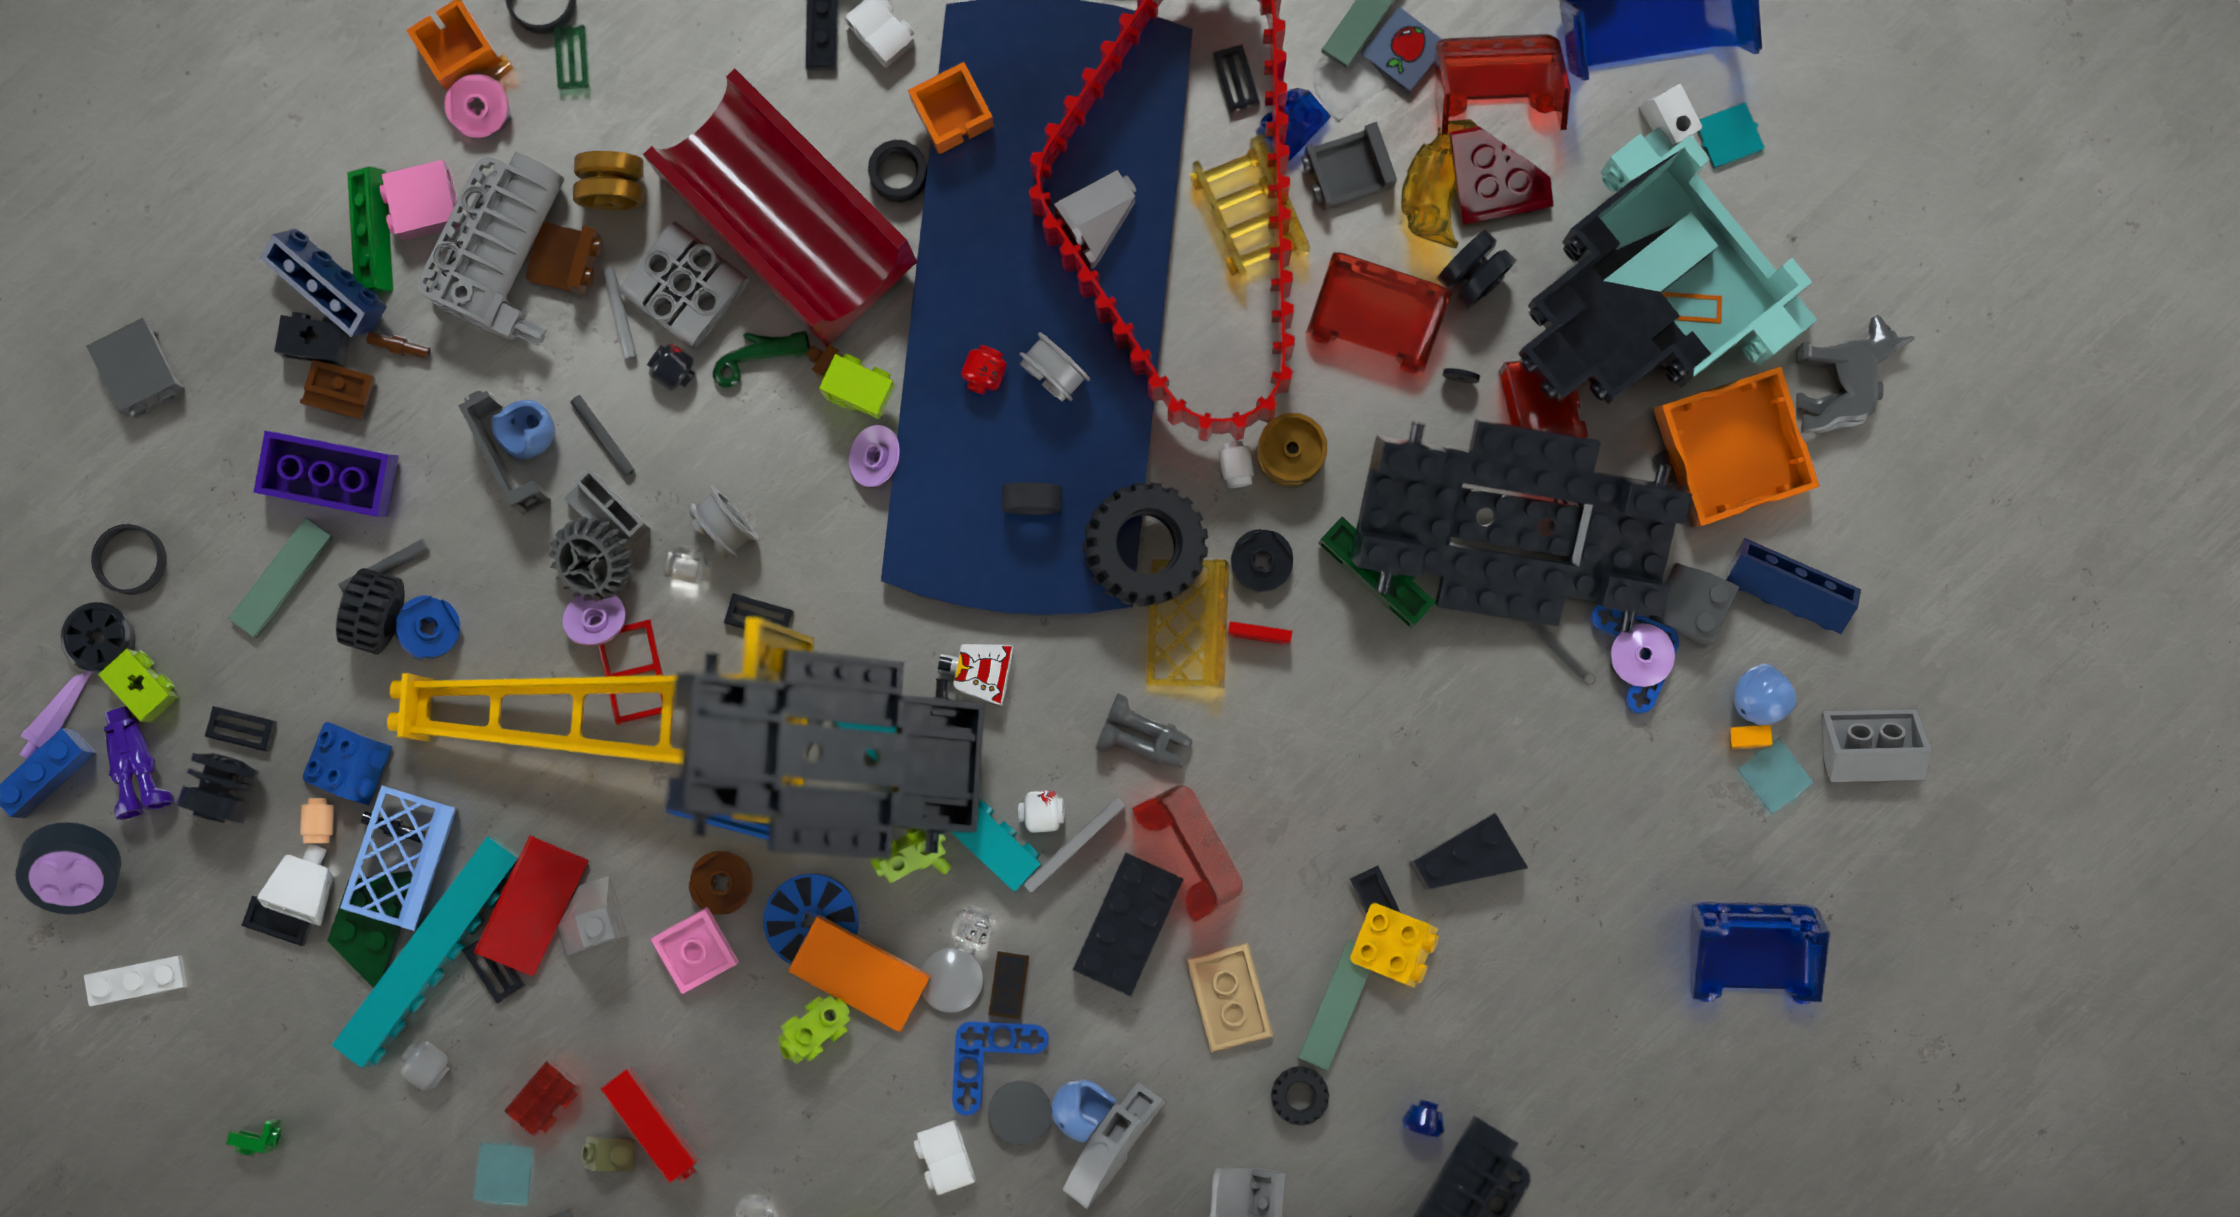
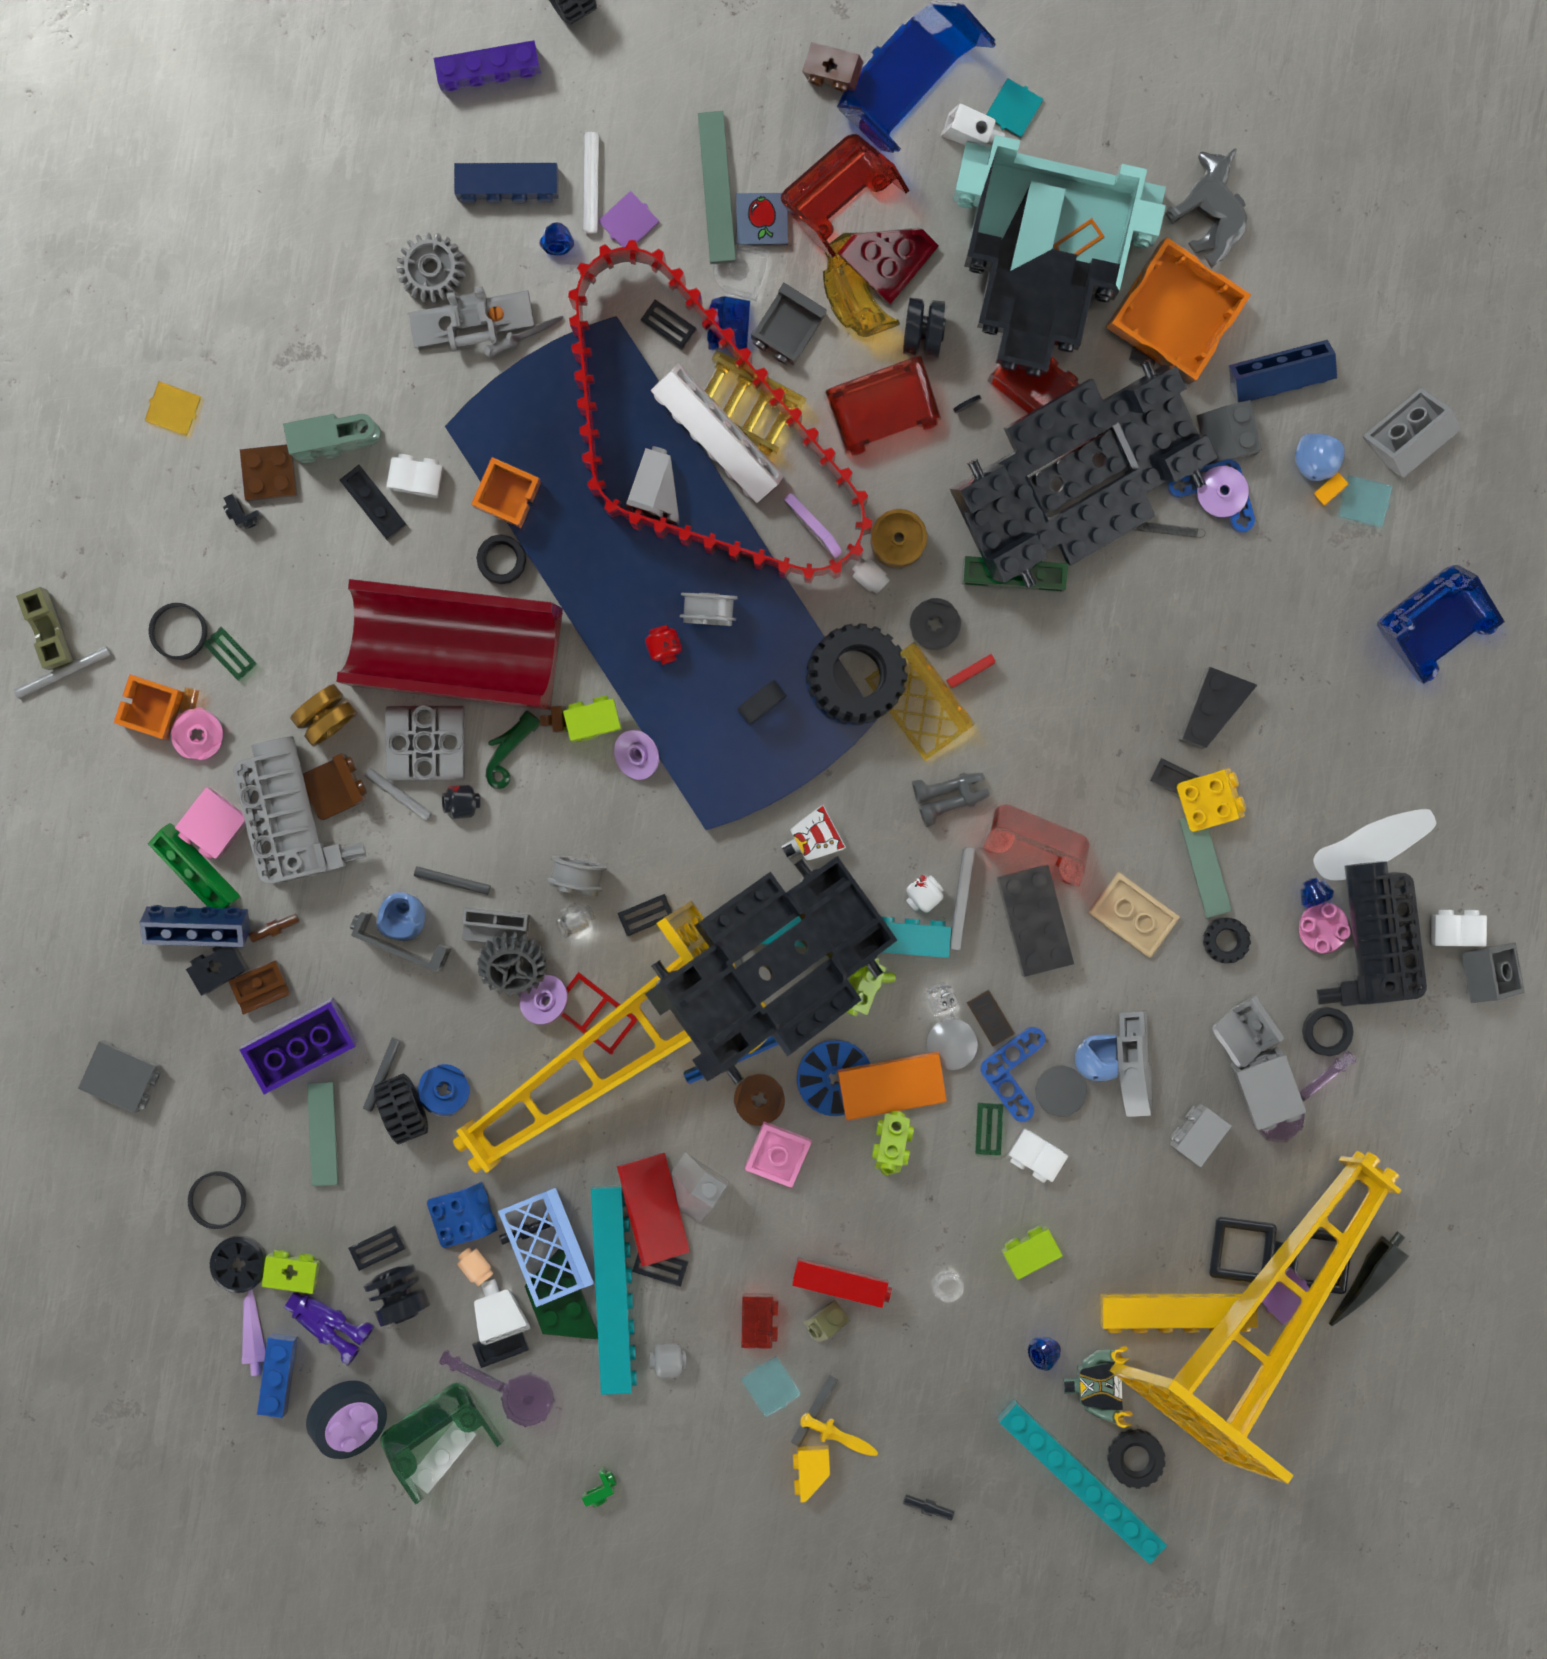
camera: 35 degrees left, 5 degrees up
(184, 939) = (451, 1404): none -> clear green windscreen
(258, 989) = (524, 1399): none -> clear purple piece
(938, 1071) = (989, 1106): none -> clear green tile
(1197, 211) = (717, 433): none -> white brick
(1218, 369) = (813, 525): none -> lavender tile
(1405, 1161) = (1324, 928): none -> bright pink dish
(1522, 1117) = (1374, 842): none -> white sticker

